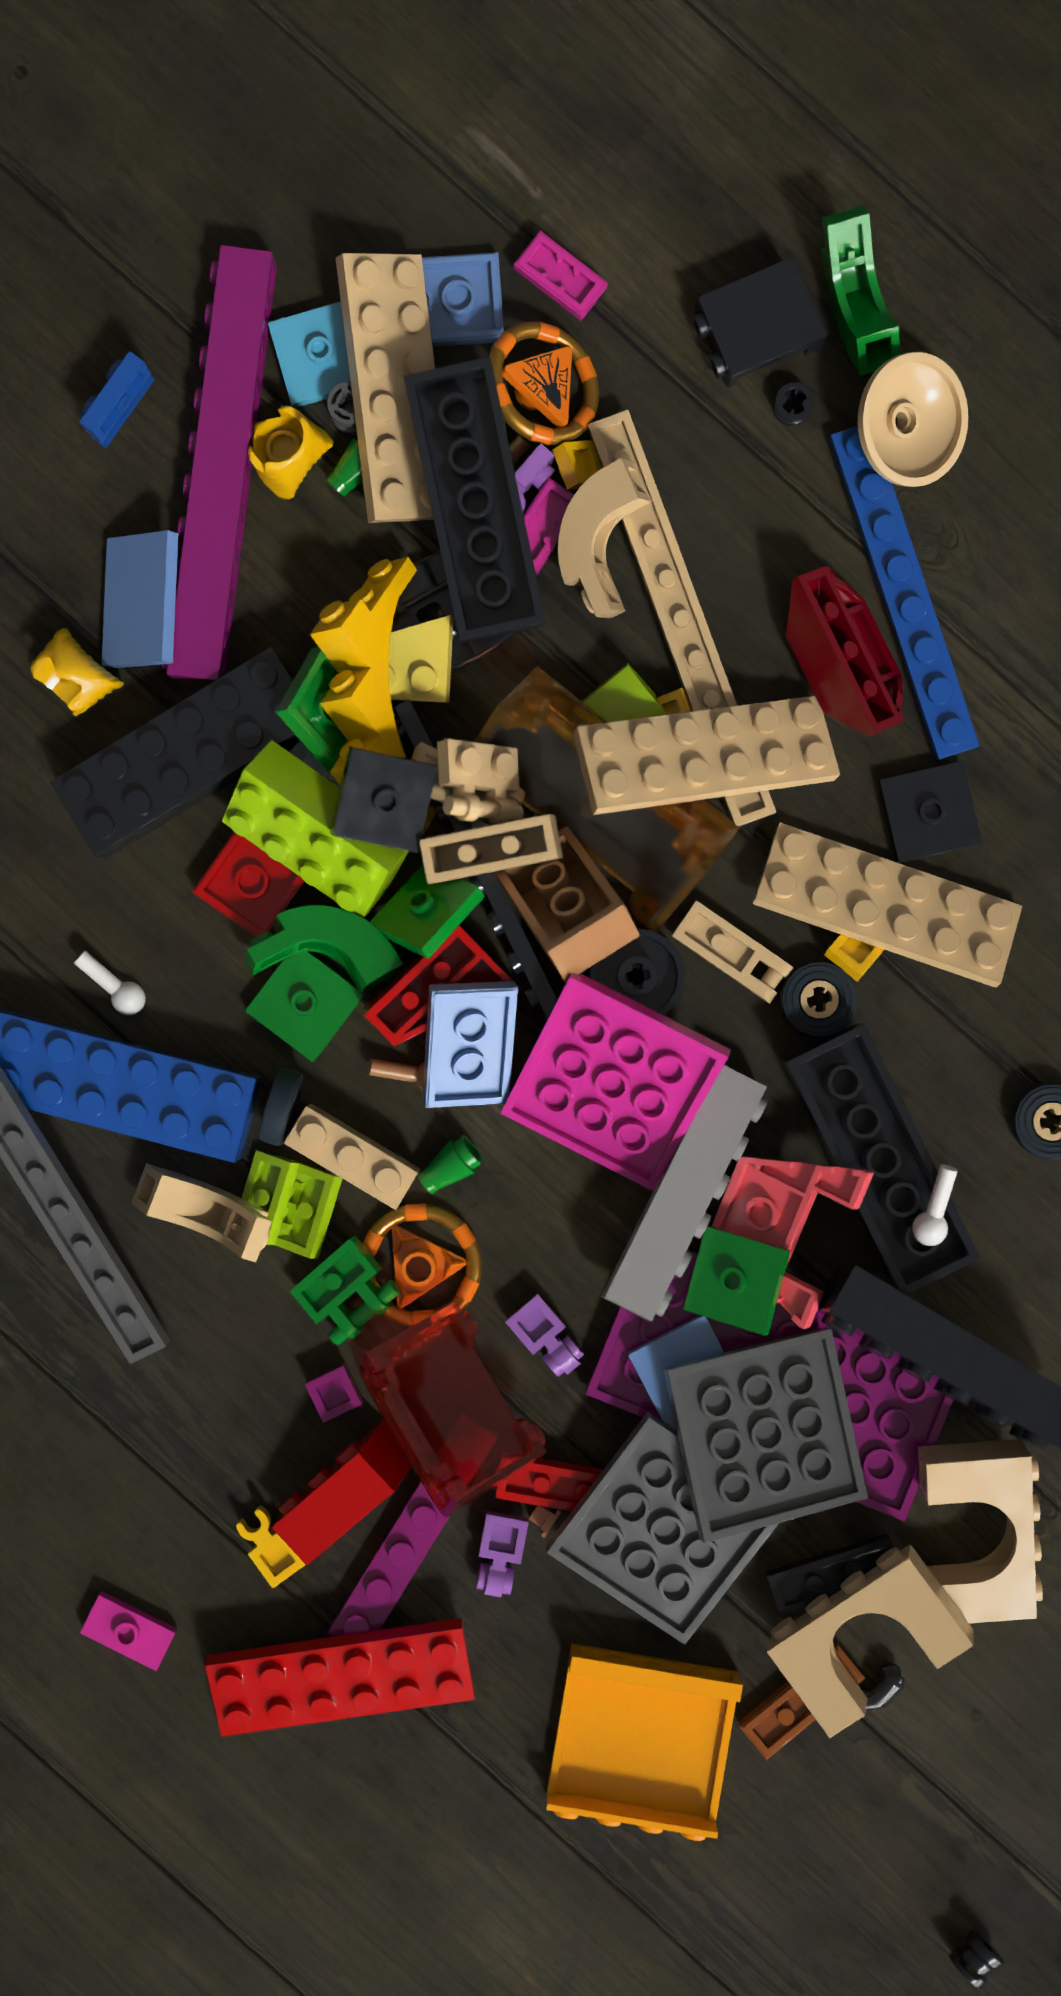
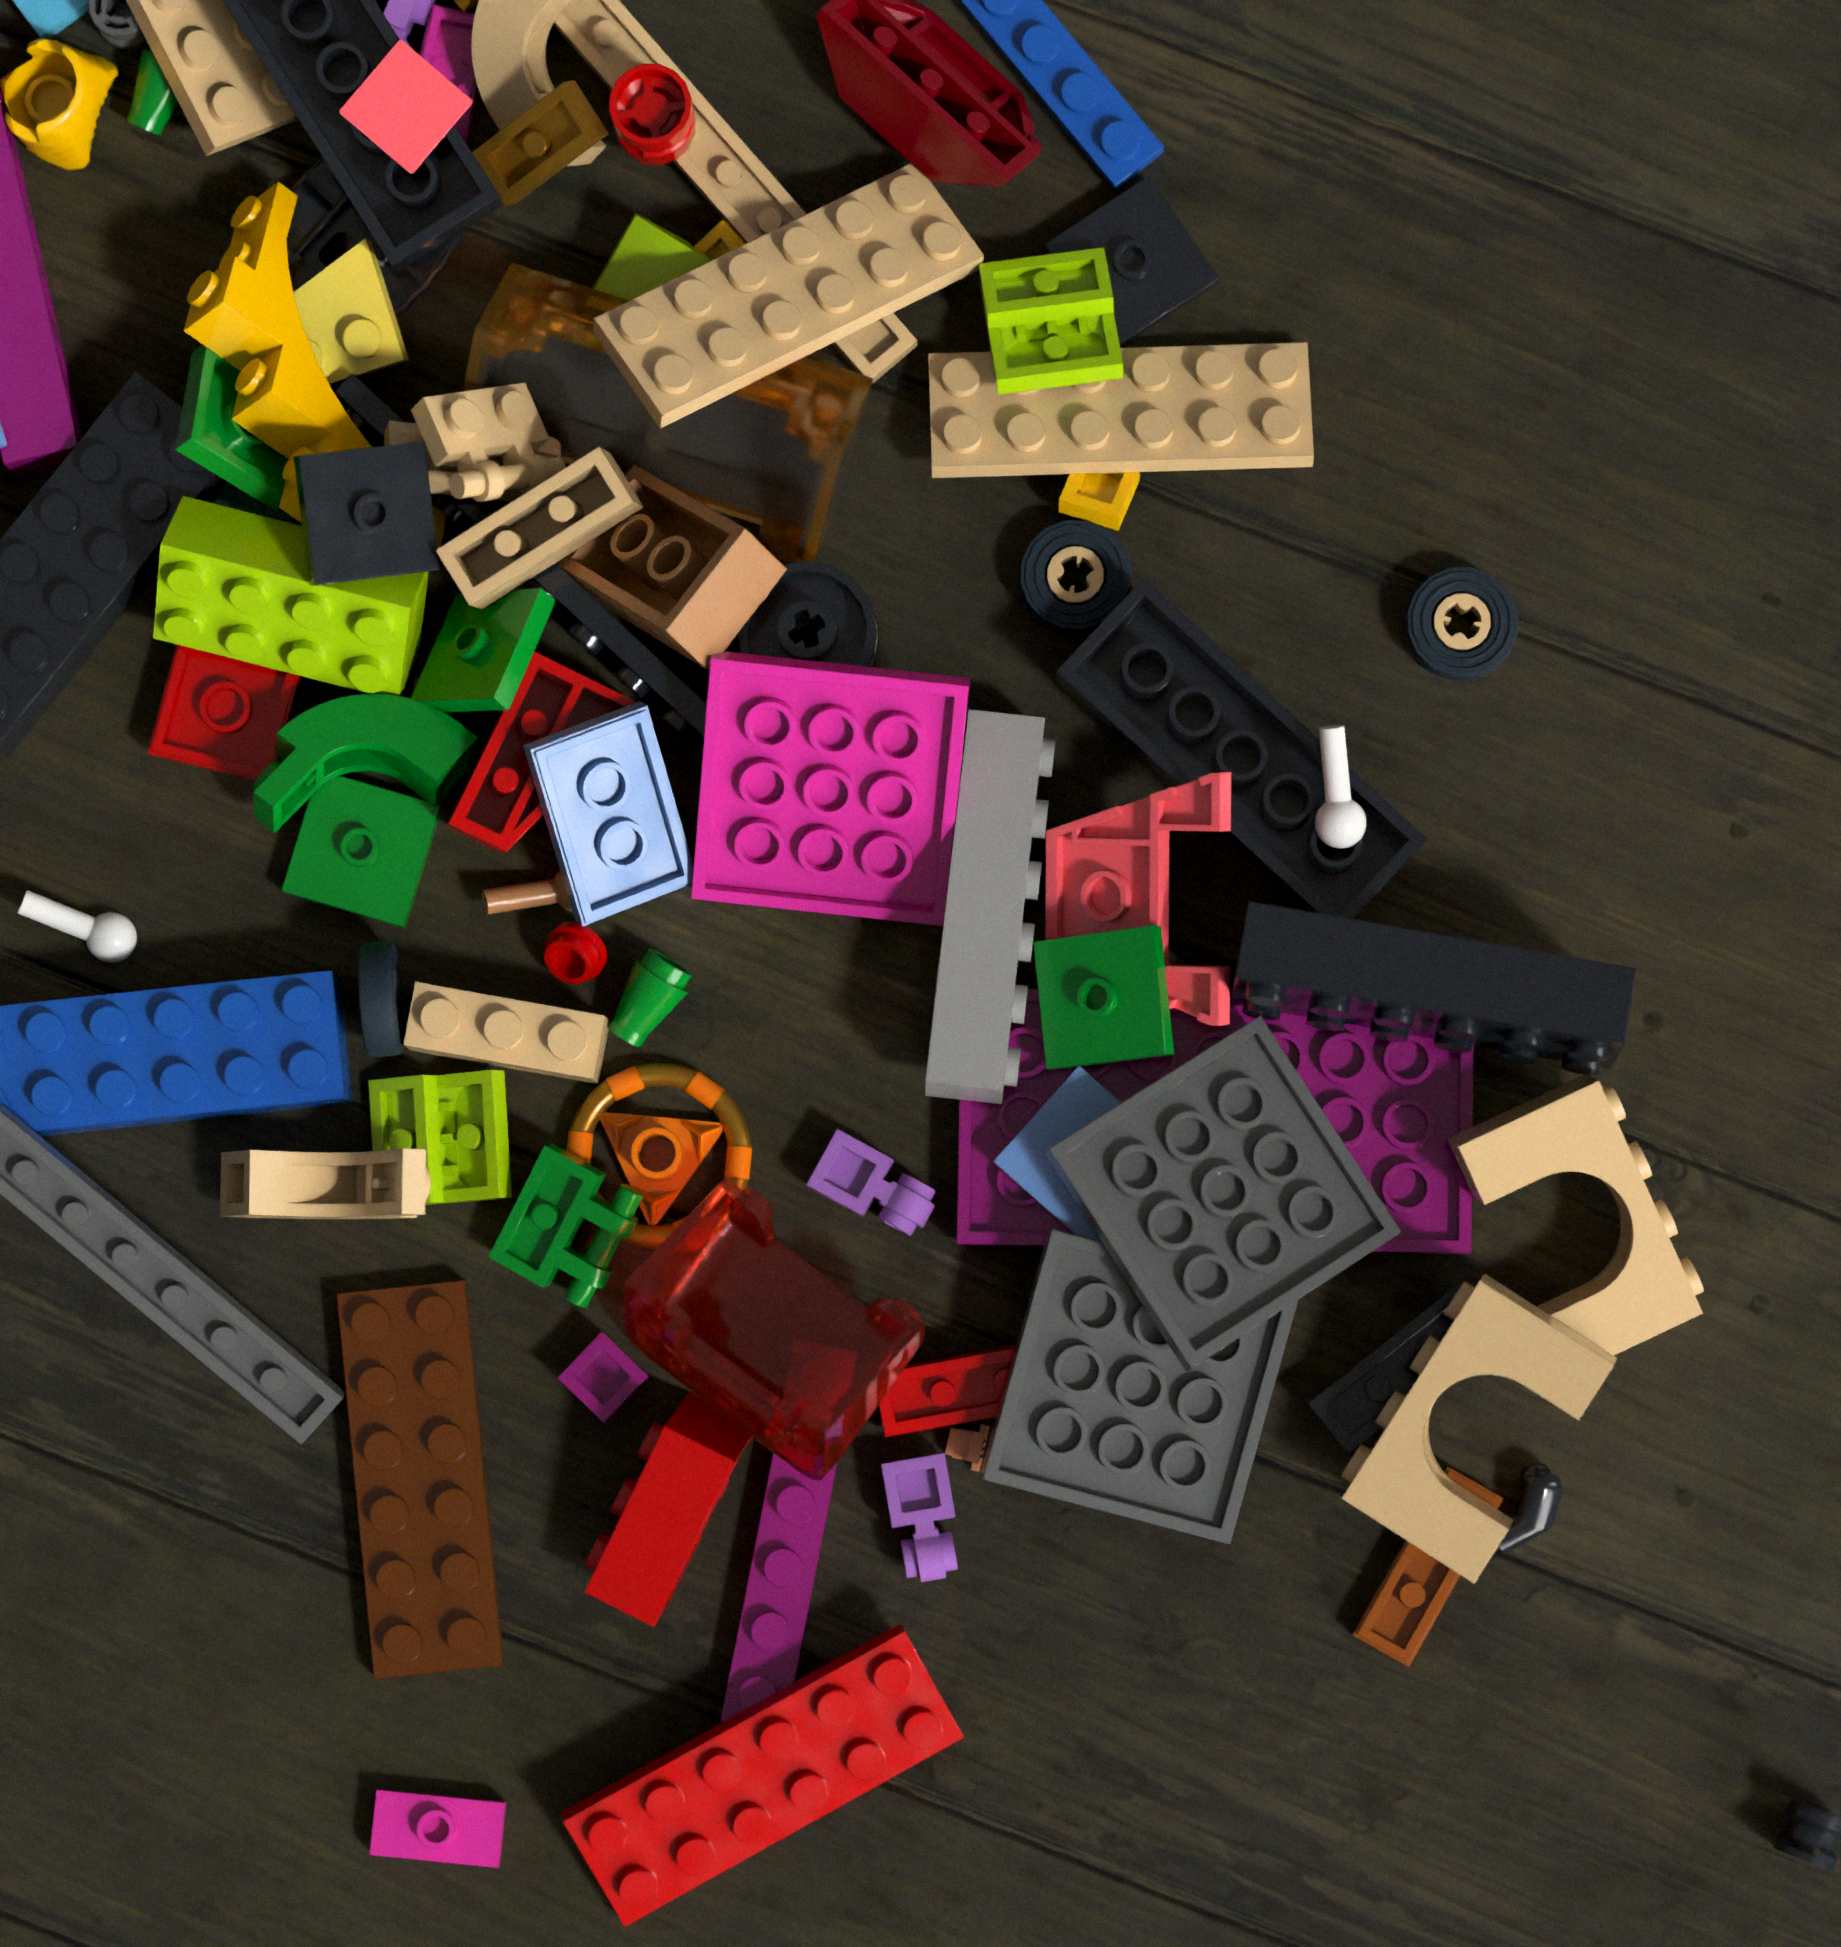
camera: 15 degrees left, 5 degrees down
(196, 1411) = (420, 1479): none -> reddish brown plate
(271, 1553) = (603, 1634): yellow plate -> none
(414, 1120) = (574, 953): none -> red plate
(507, 541) = (406, 106): none -> coral sticker
(584, 596) = (540, 142): none -> pearl gold plate
(642, 1741) = (1223, 1706): light orange panel -> none
(663, 604) = (652, 114): none -> red wheel
(731, 950) = (928, 554): tan plate -> none
(866, 832) = (1051, 321): none -> lime slope

